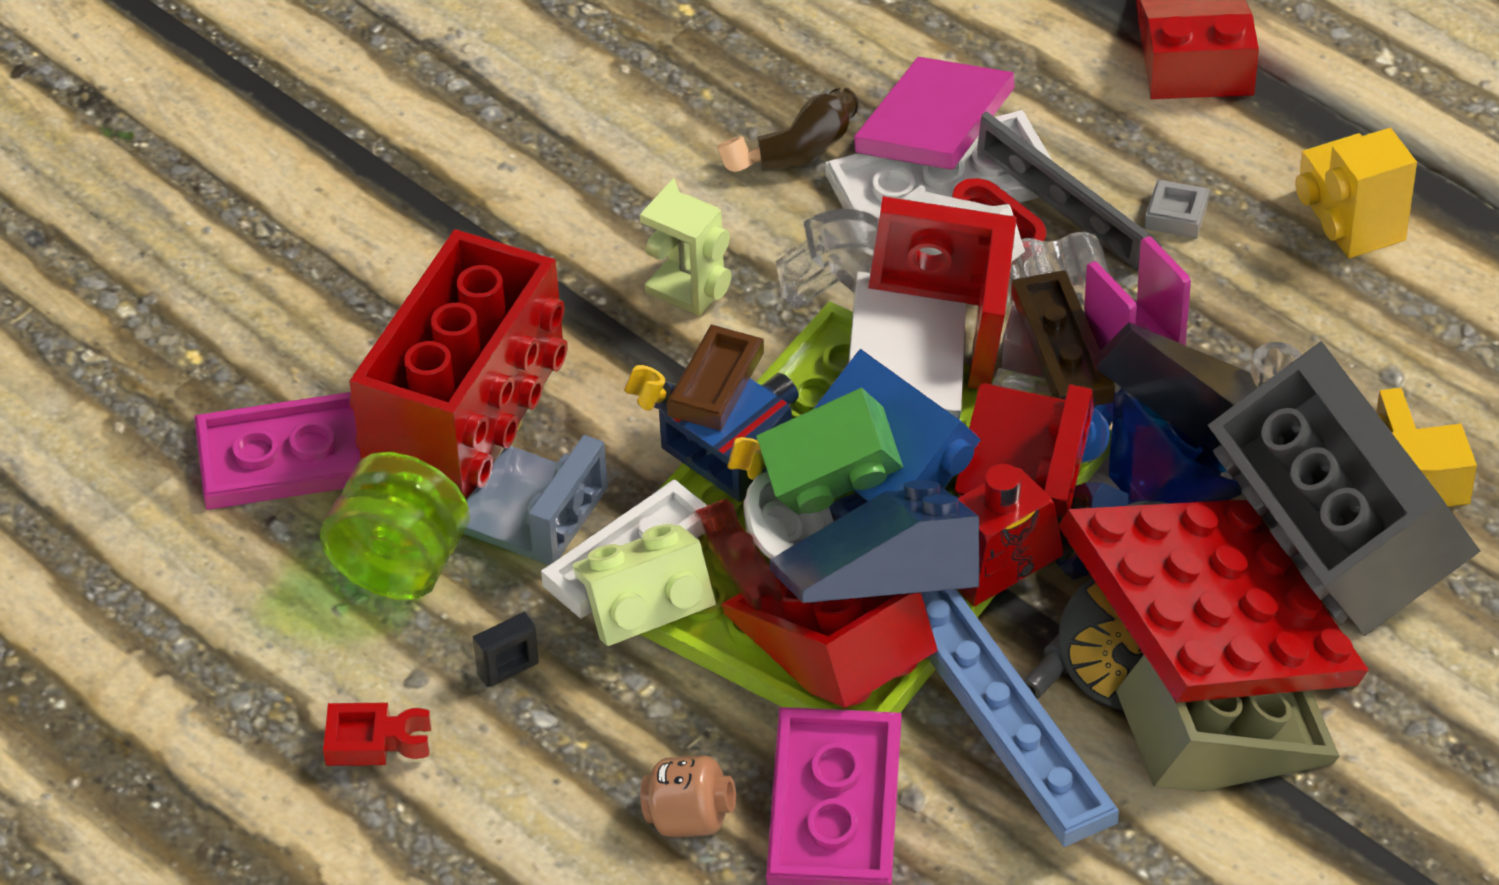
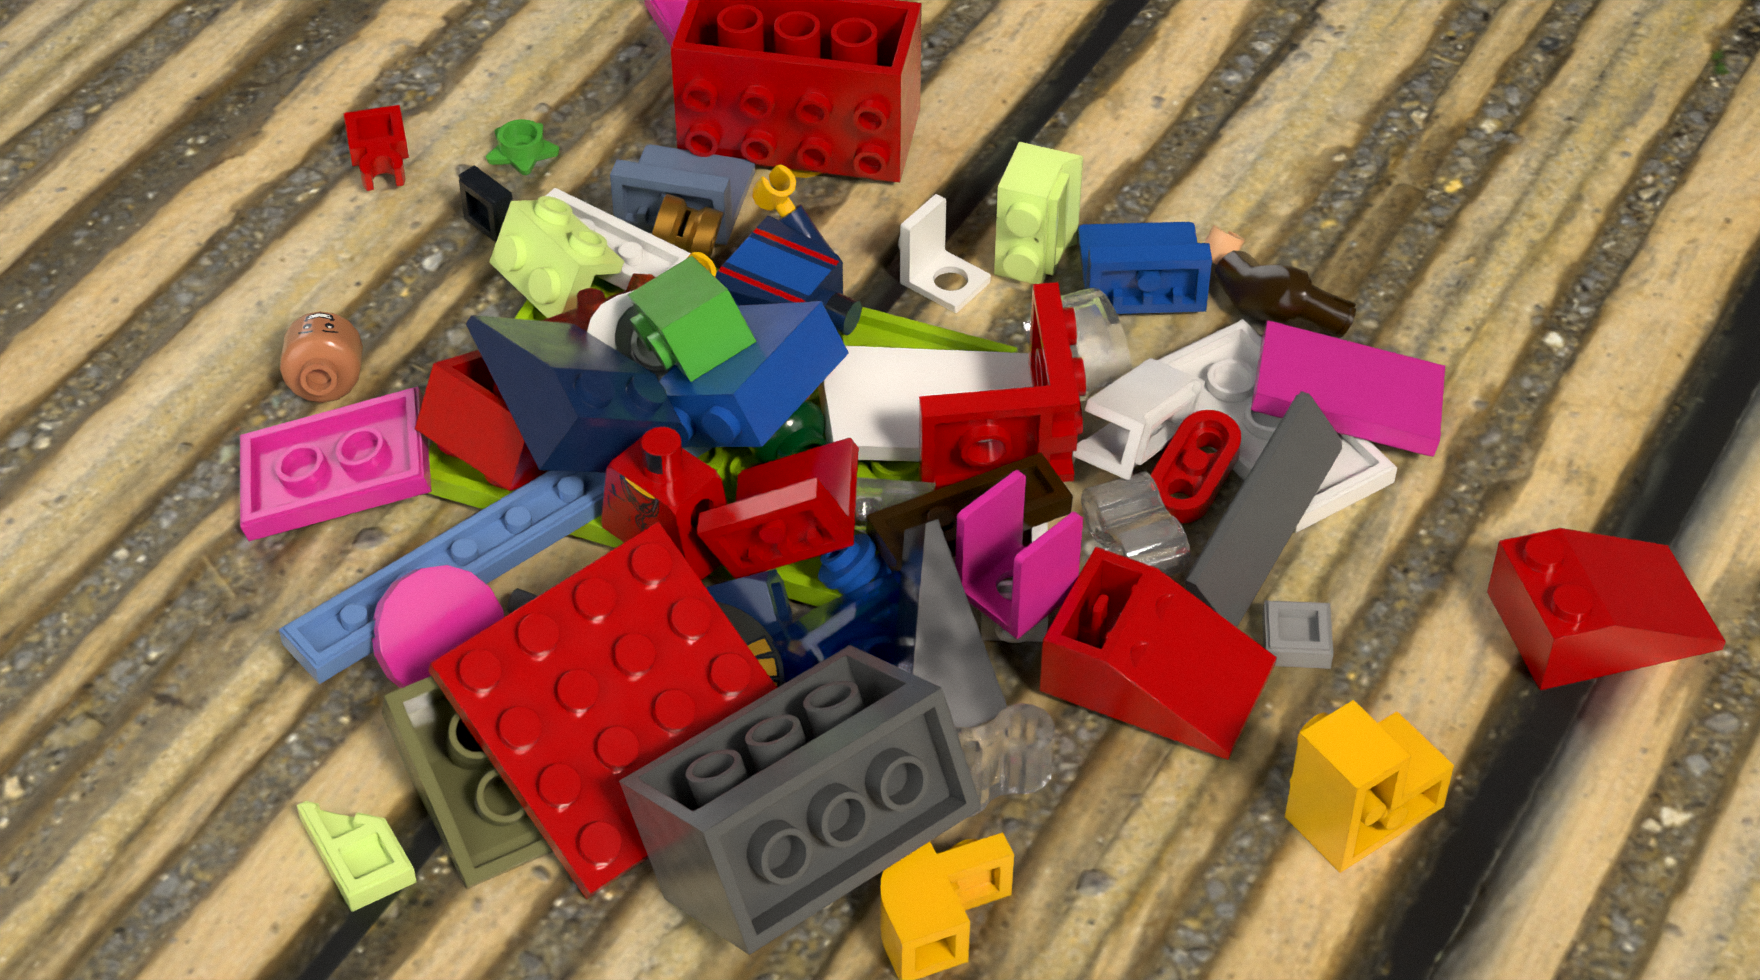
camera: 75 degrees right, 0 degrees up
(395, 526) = (596, 88): clear neon green wheel -> none
(400, 614) = (521, 145): none -> bright green plate
(613, 491) = (700, 229): none -> pearl gold wheel
(676, 333) = (925, 258): none -> white bracket
(715, 377) = (813, 241): reddish brown tile -> none
(754, 205) = (1146, 266): none -> blue bracket
(1084, 725) = (427, 617): none -> dark pink tile
(1227, 281) = (1153, 656): none -> red slope
(1291, 828) = (358, 854): none -> yellowish green tile

